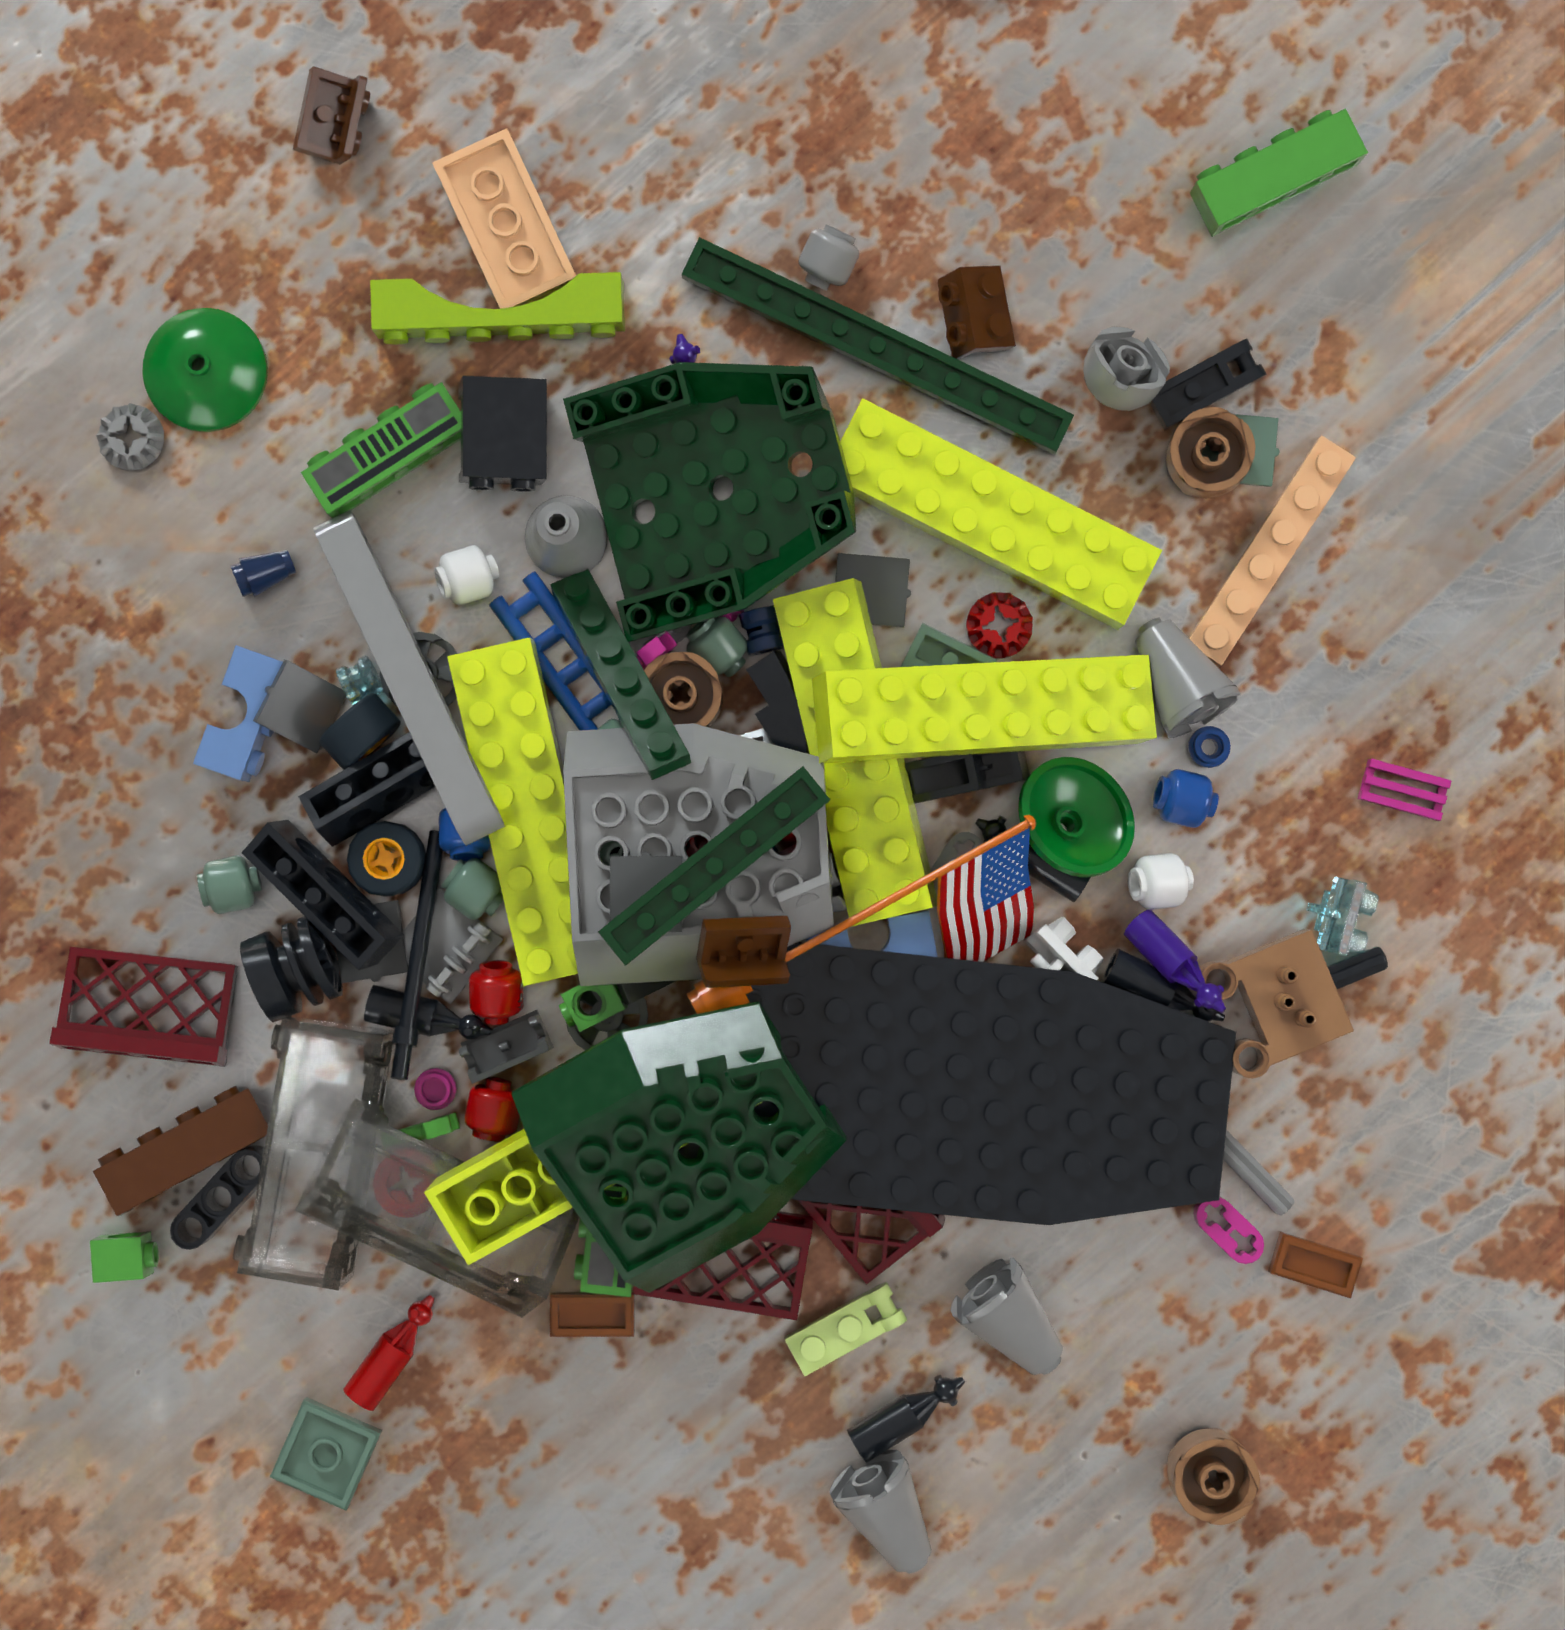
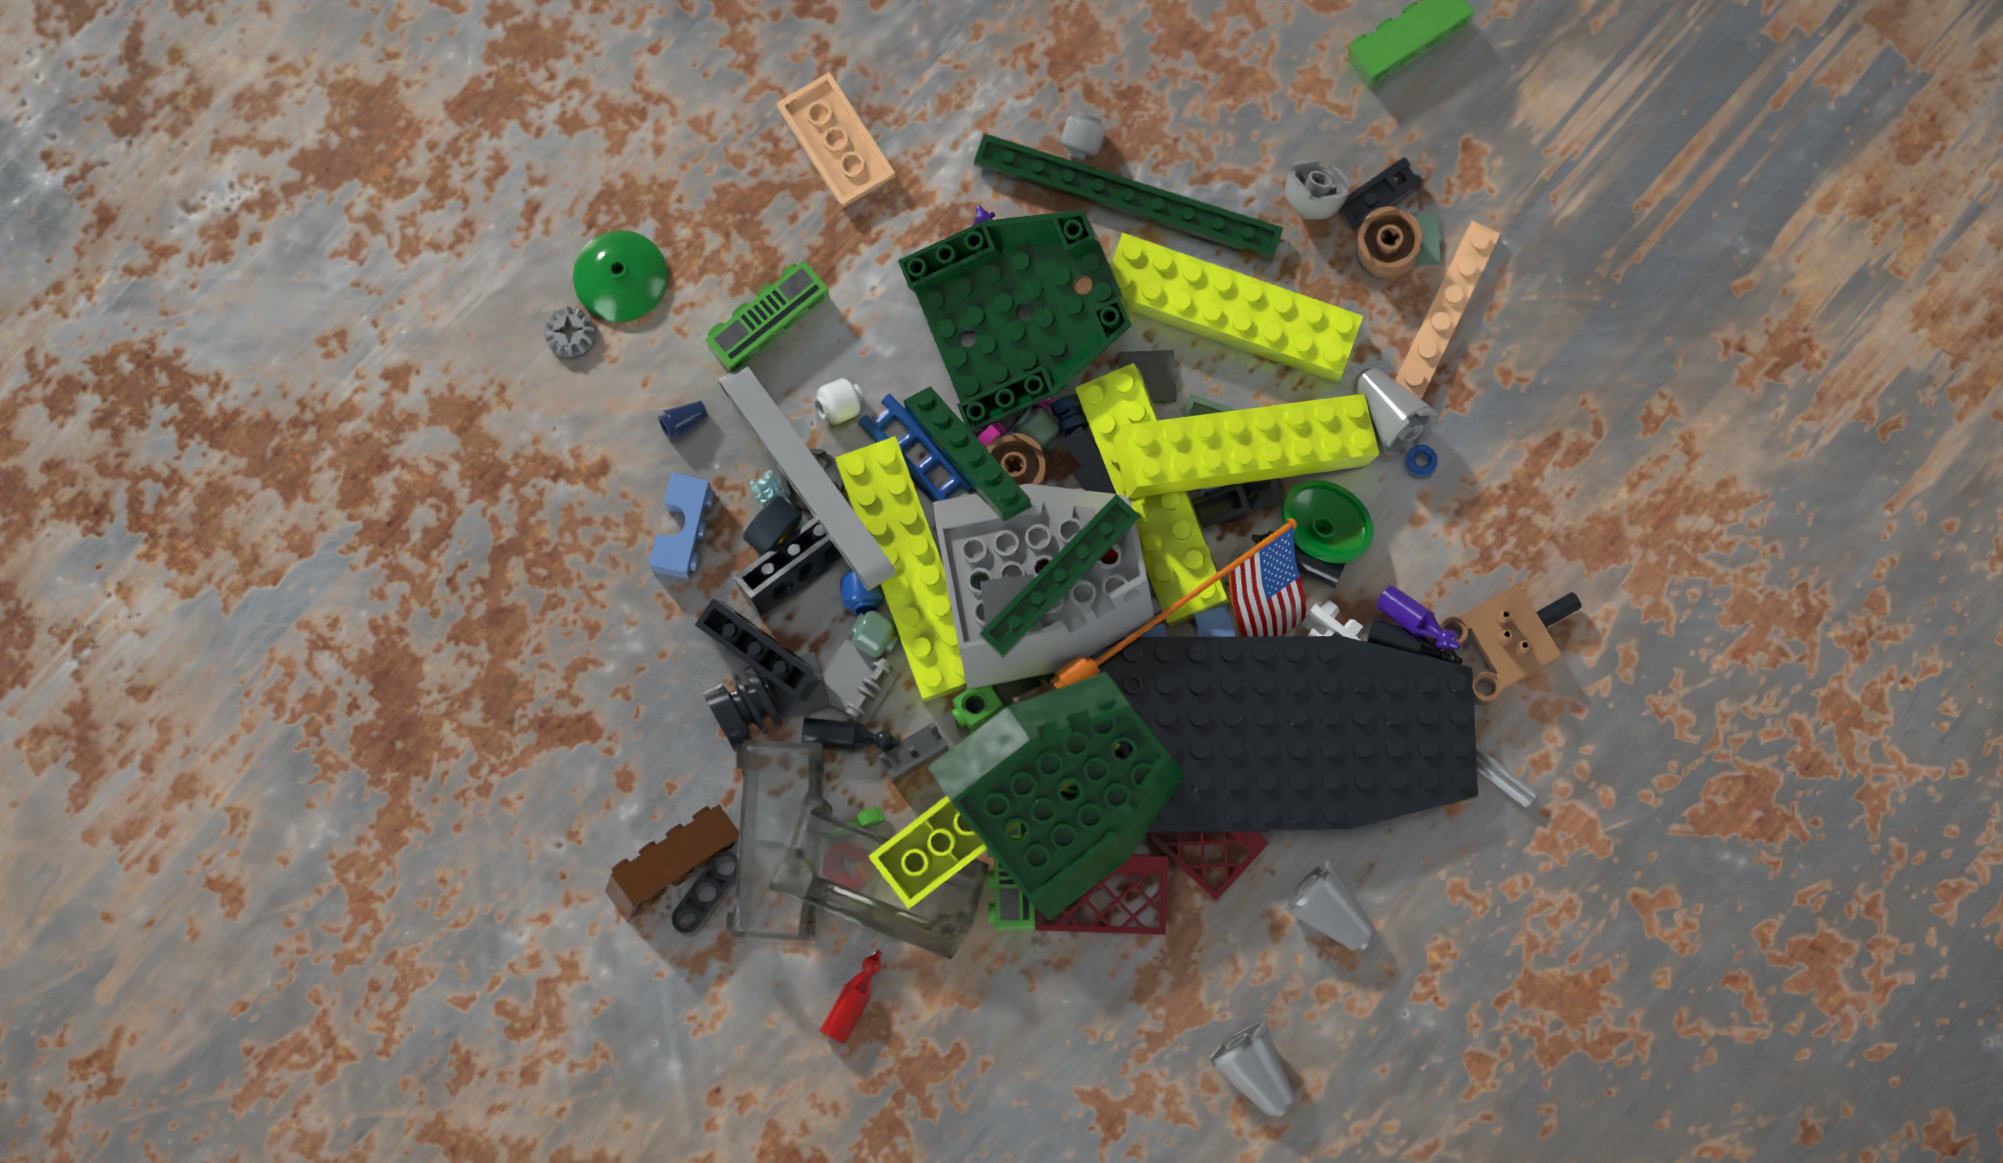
camera: 10 degrees left, 10 degrees down
(123, 1256) = (635, 949): bright green brick -> none
(136, 1042) = (624, 784): dark red fence -> none
(228, 884) = (685, 654): sand green head -> none
(300, 706) = (724, 513): dark grey piece -> none
(326, 1453) = (810, 1086): sand green tile -> none
(331, 116) = (696, 79): reddish brown bracket -> none
(371, 859) = (799, 610): black wheel -> none
(406, 1035) = (837, 745): black bar -> none
(435, 1089) = (862, 792): dark pink plate -> none
(492, 1110) = (909, 798): red head -> none
(495, 992) = (900, 710): red head -> none
(503, 432) = (854, 292): black panel -> none
(575, 546) = (910, 364): light grey cone -> none
(584, 304) = (902, 193): lime arch -> none
(591, 1315) = (1005, 951): dark orange tile -> none
(744, 951) = (1089, 637): reddish brown bracket -> none
(844, 1329) = (1203, 937): yellowish green plate -> none
(901, 1418) = (1257, 998): black wheel -> none
(975, 311) = (1198, 161): reddish brown bracket -> none
(988, 640) = (1255, 376): red gear -> none
(1160, 881) = (1398, 563): white head -> none
(1185, 798) = (1408, 499): blue head -> none
(1221, 1235) = (1486, 829): dark pink beam -> none
(1237, 1476) = (1498, 1027): medium nougat brick -> none
(1315, 1264) = (1561, 842): dark orange tile -> none
(1339, 915) = (1537, 573): clear light blue hips -> none
(1438, 798) = (1574, 462): dark pink tile -> none

